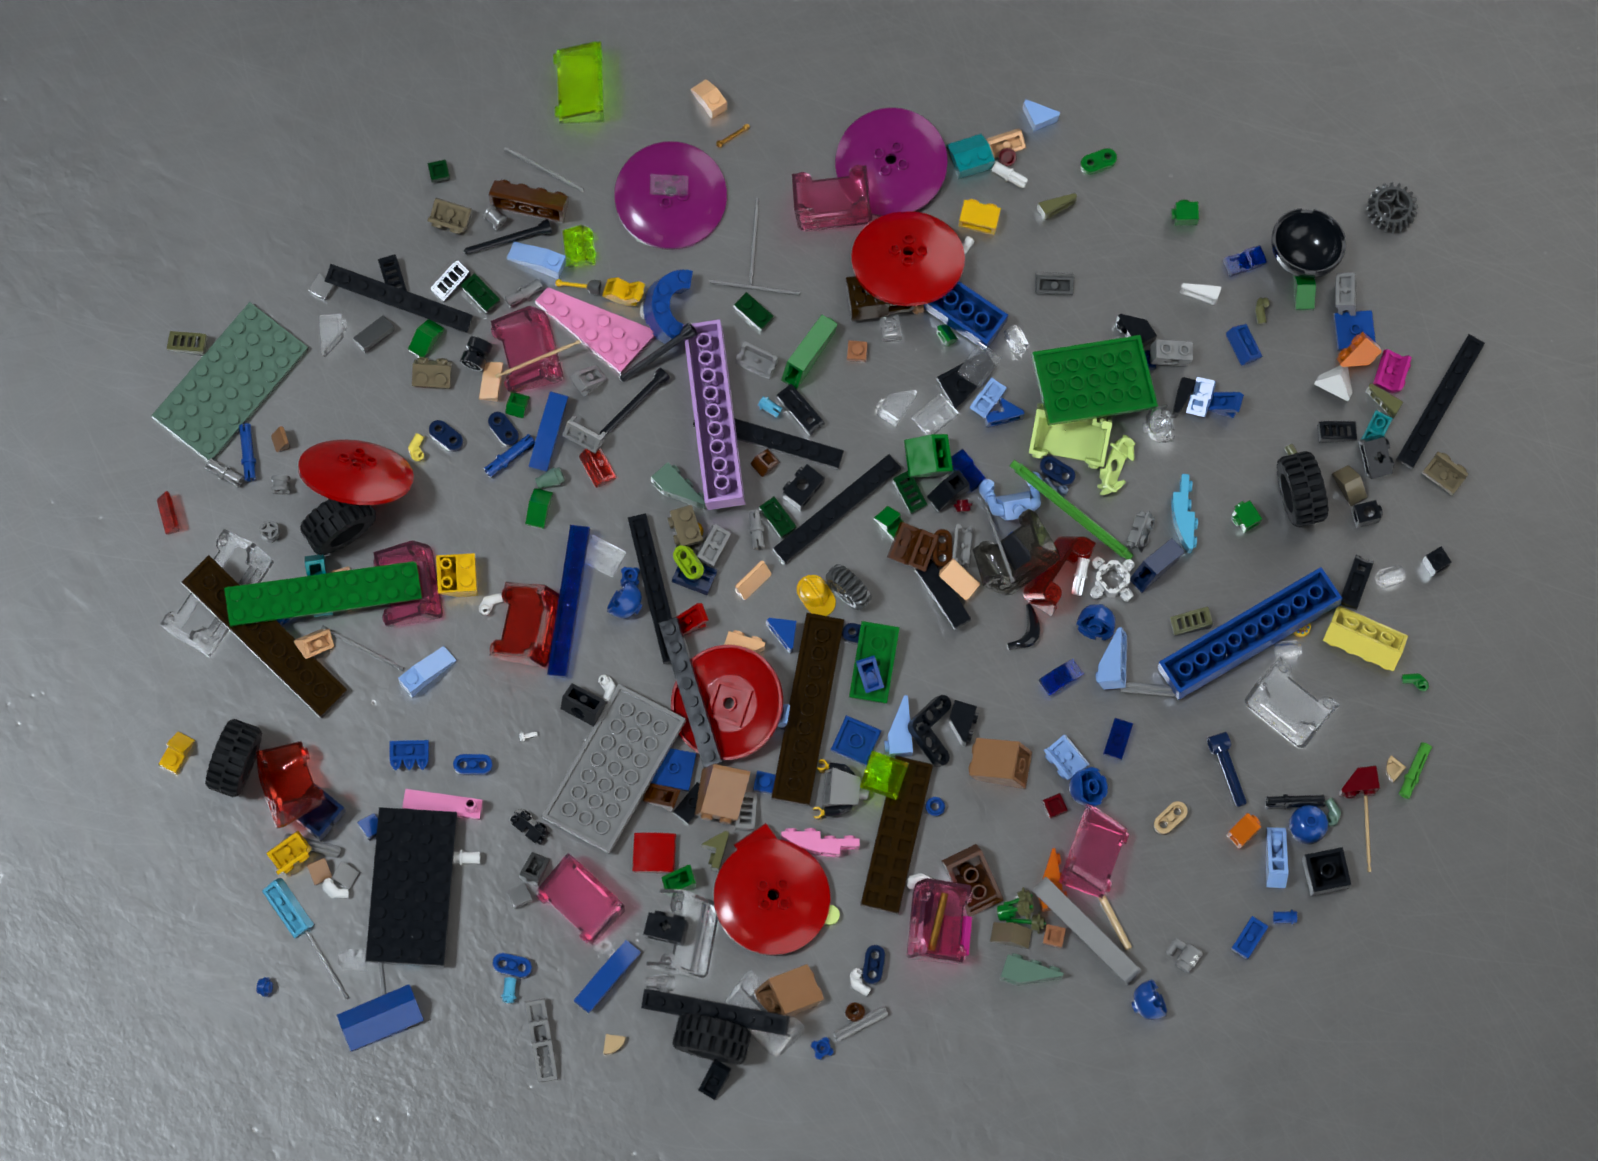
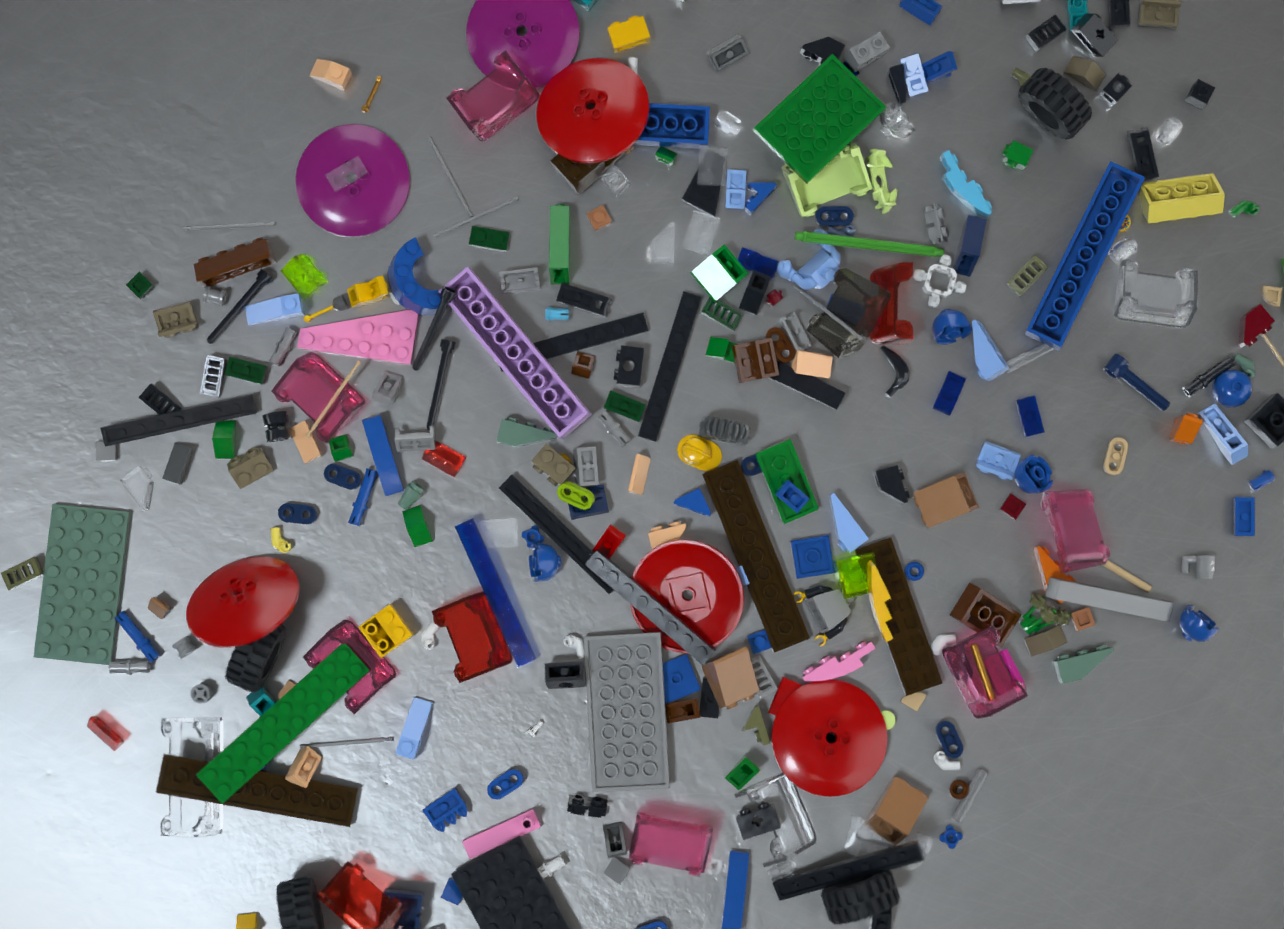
camera: 30 degrees left, 10 degrees up
(580, 83) = (211, 131): clear neon green windscreen -> none
(654, 852) = (706, 761): red slope -> none
(865, 913) = (914, 700): none -> tan tile
(889, 800) = (878, 595): none -> yellow slope
(925, 730) = (868, 513): black beam -> none
(1080, 576) = (911, 296): white axle -> none

